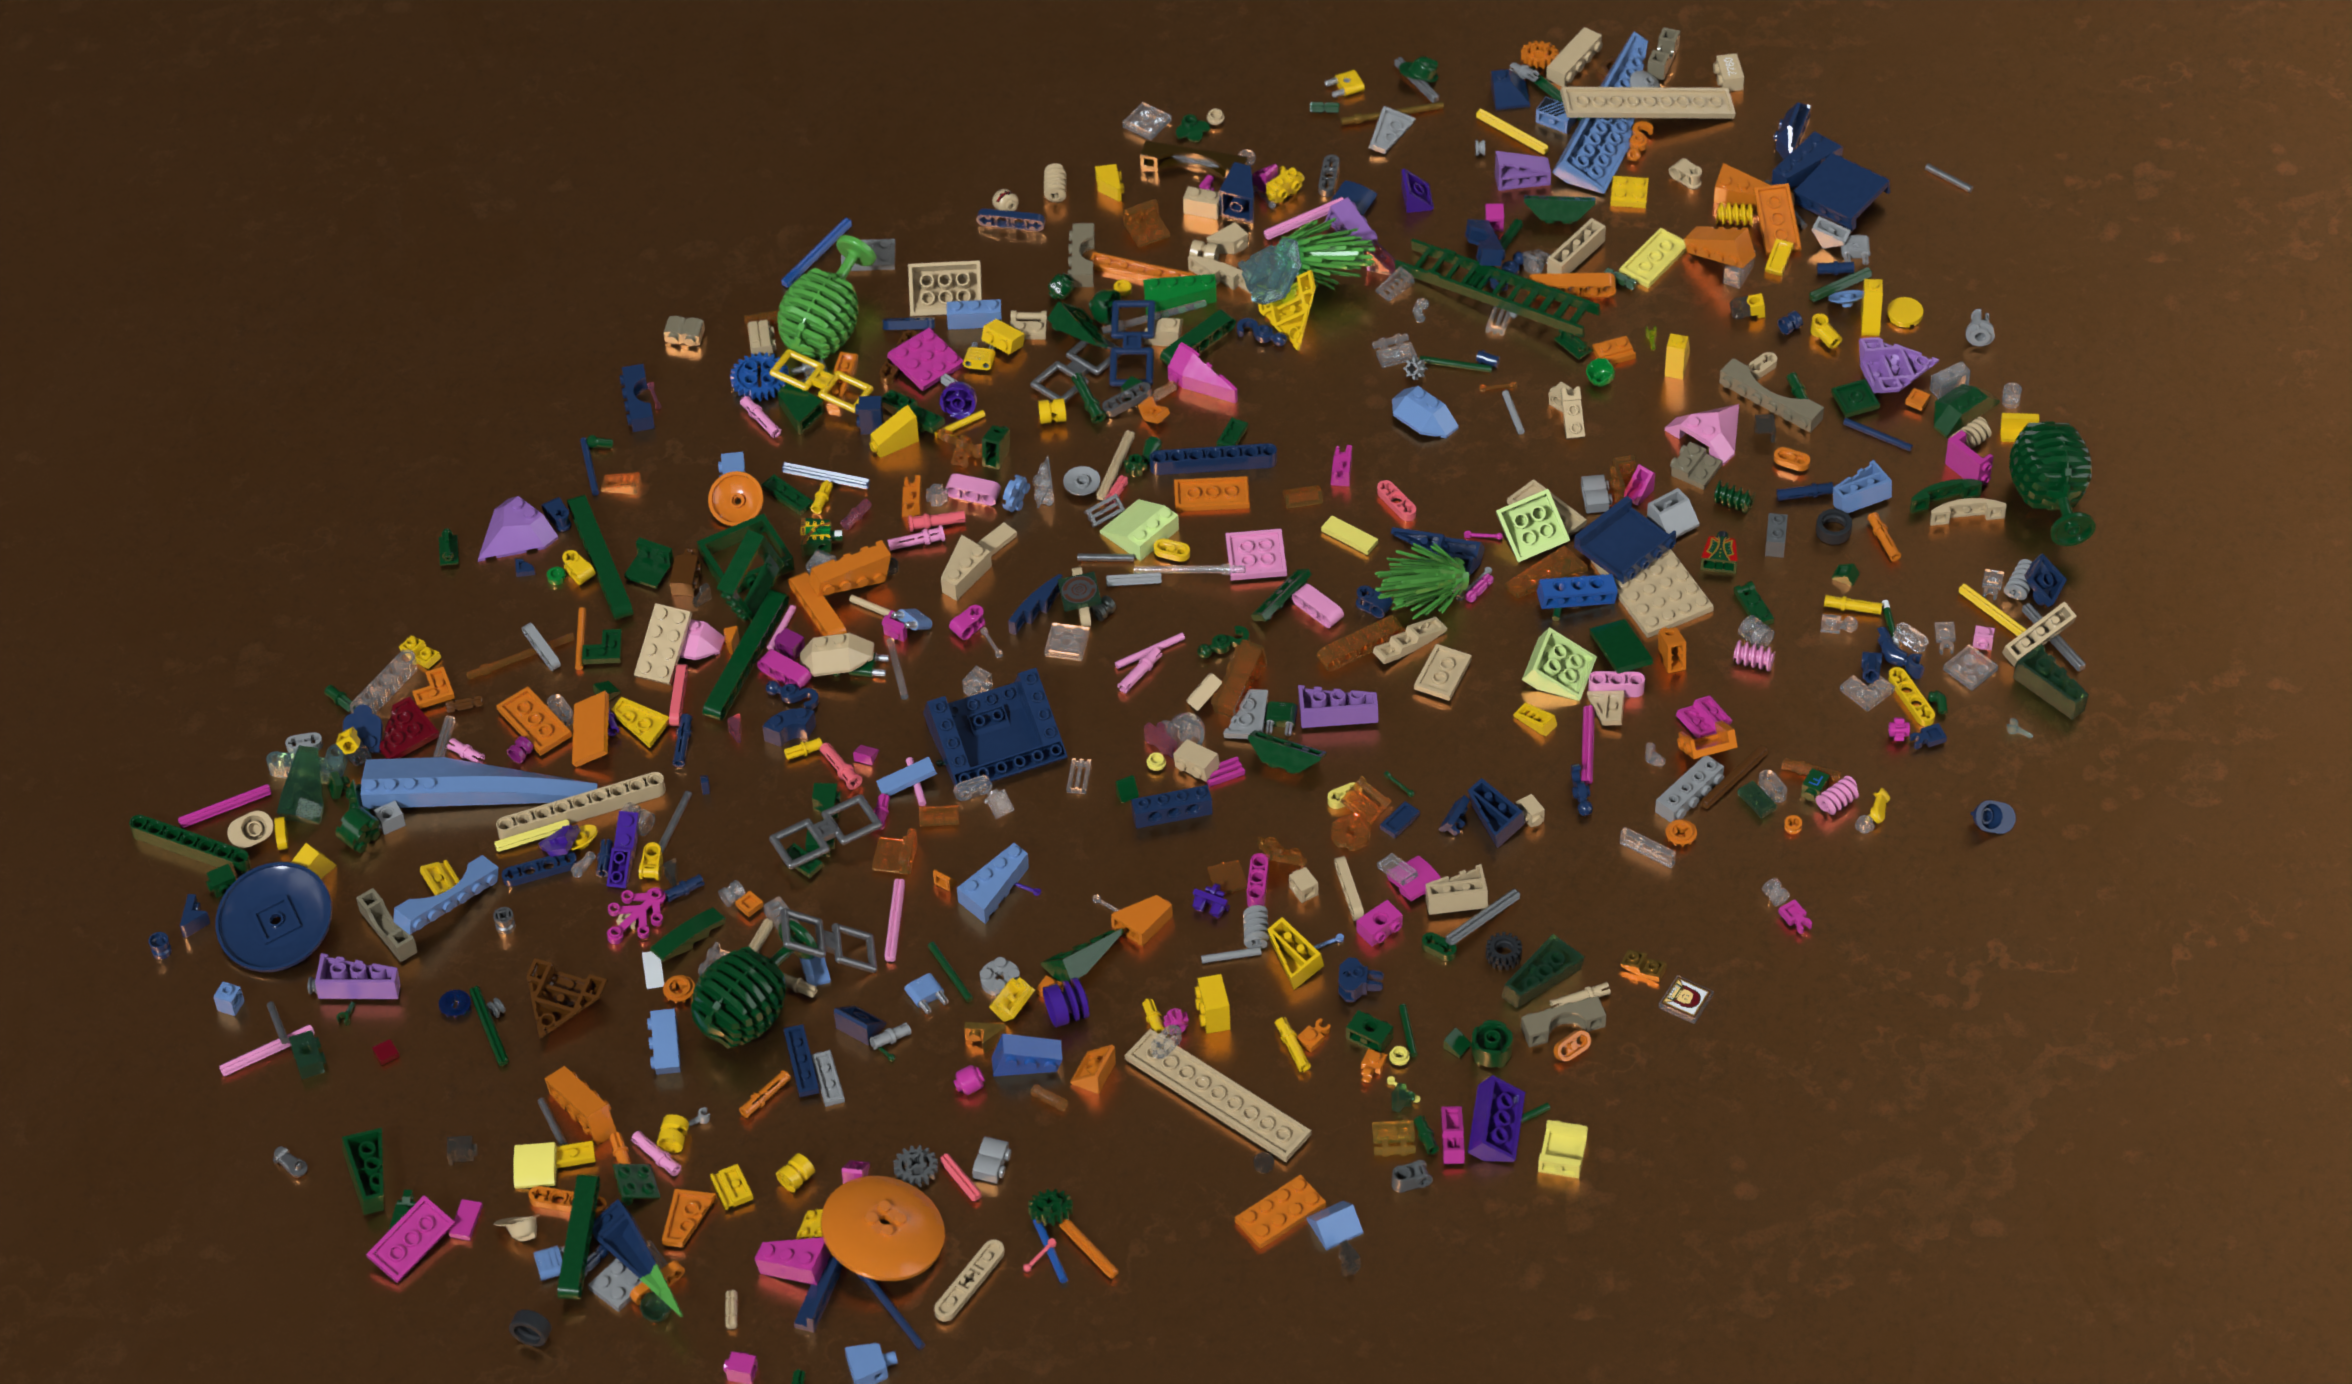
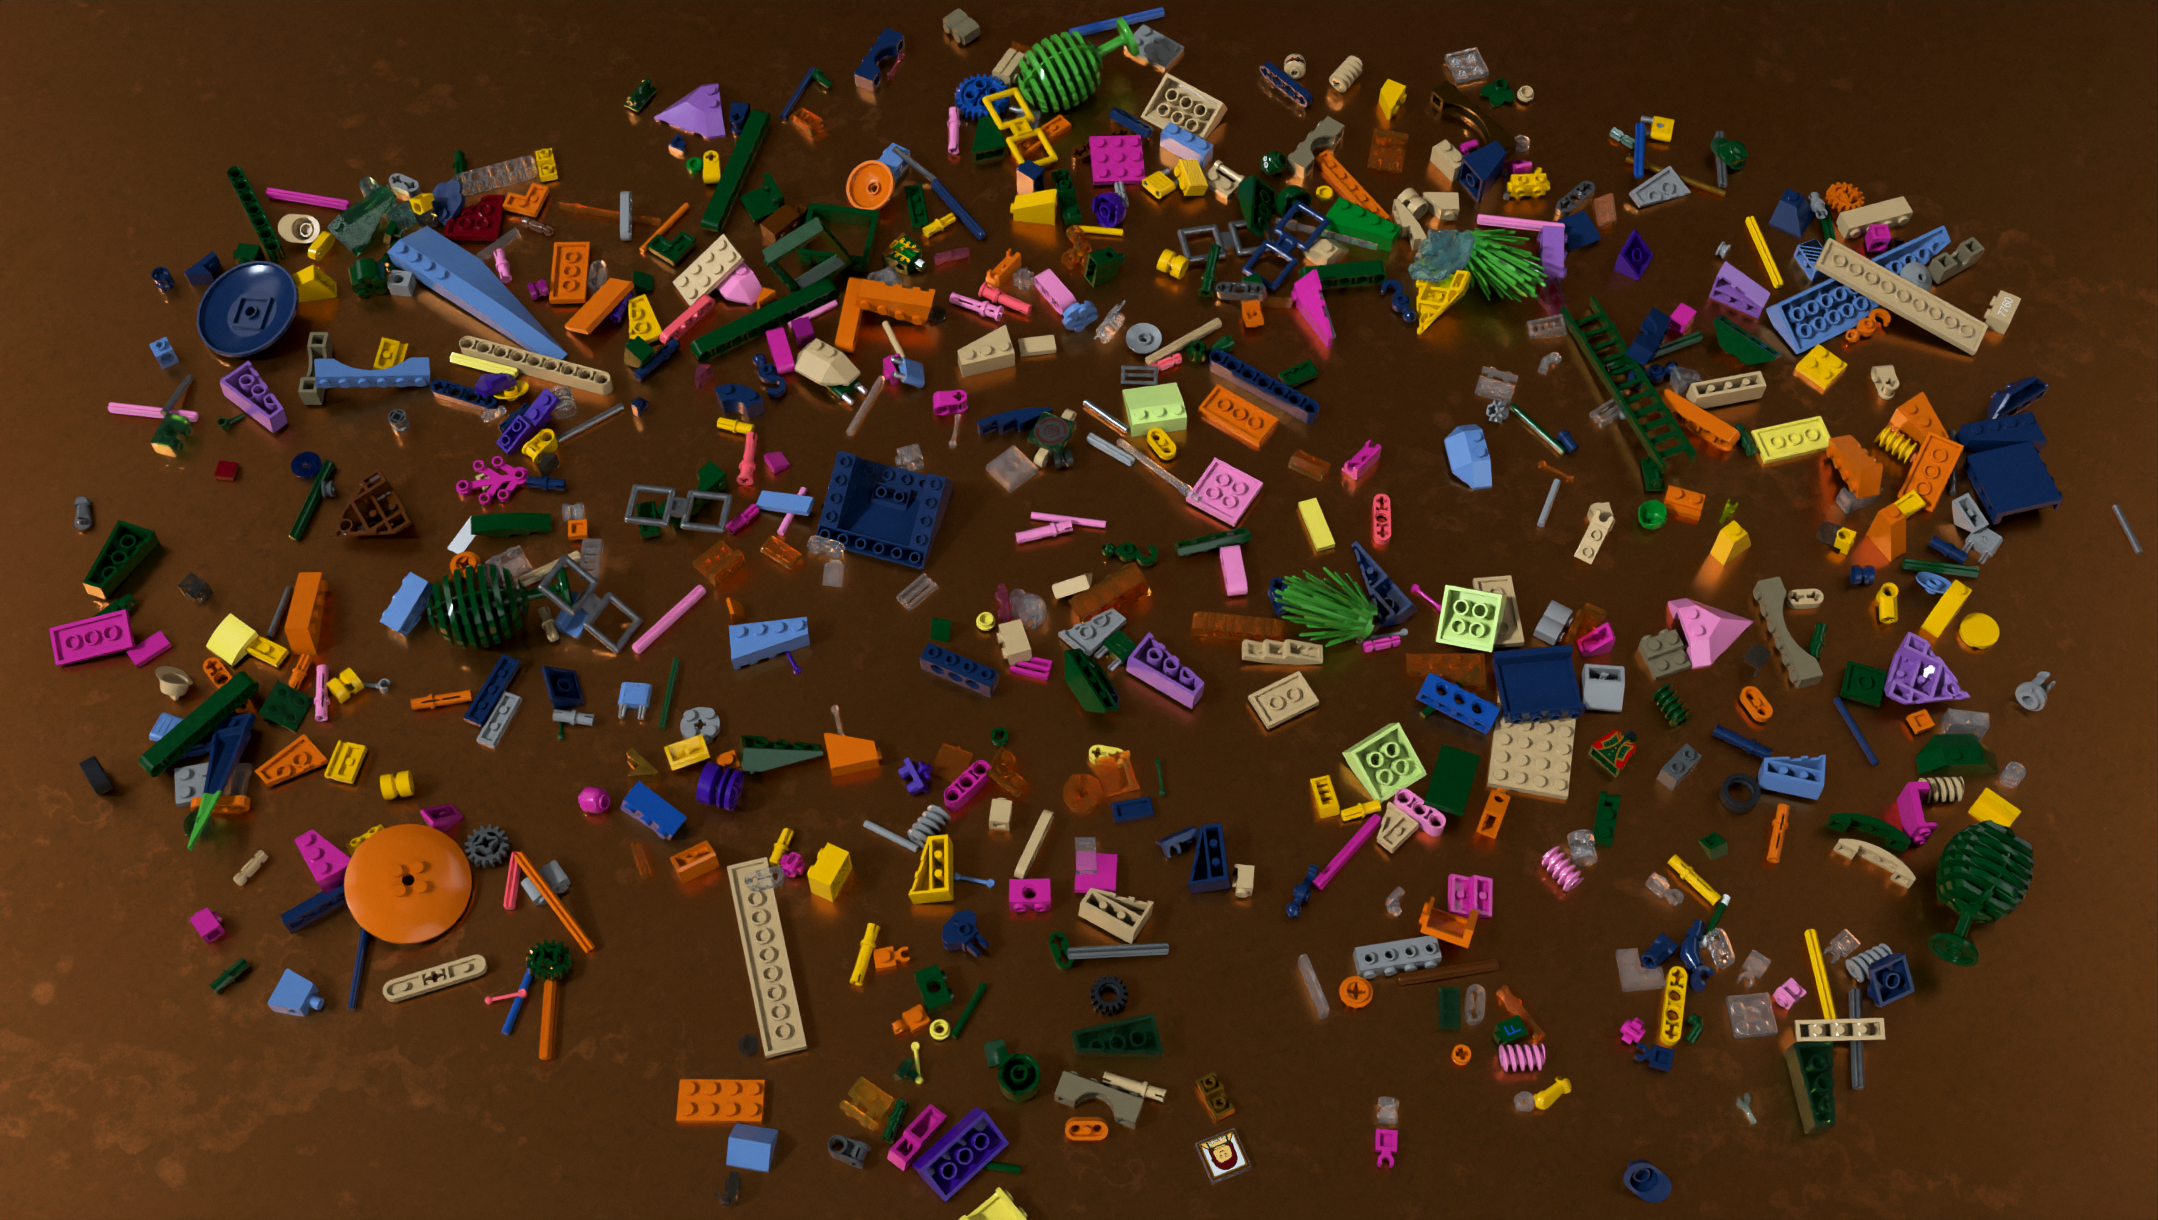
camera: 35 degrees right, 10 degrees up
(666, 742) = (637, 353): none -> dark green slope
(756, 460) = (913, 163): none -> flat silver bar
(1015, 1163) = (554, 902): none -> orange axle
(1247, 829) = (1001, 730): none -> dark green bush
(1349, 108) = (1639, 151): none -> blue axle
(1362, 171) = (1605, 211): none -> clear orange slope
(1572, 710) = (1361, 810): none -> yellow axle
(1591, 70) = (1877, 237): none -> dark pink brick
(1784, 279) = (1889, 532): none -> orange slope

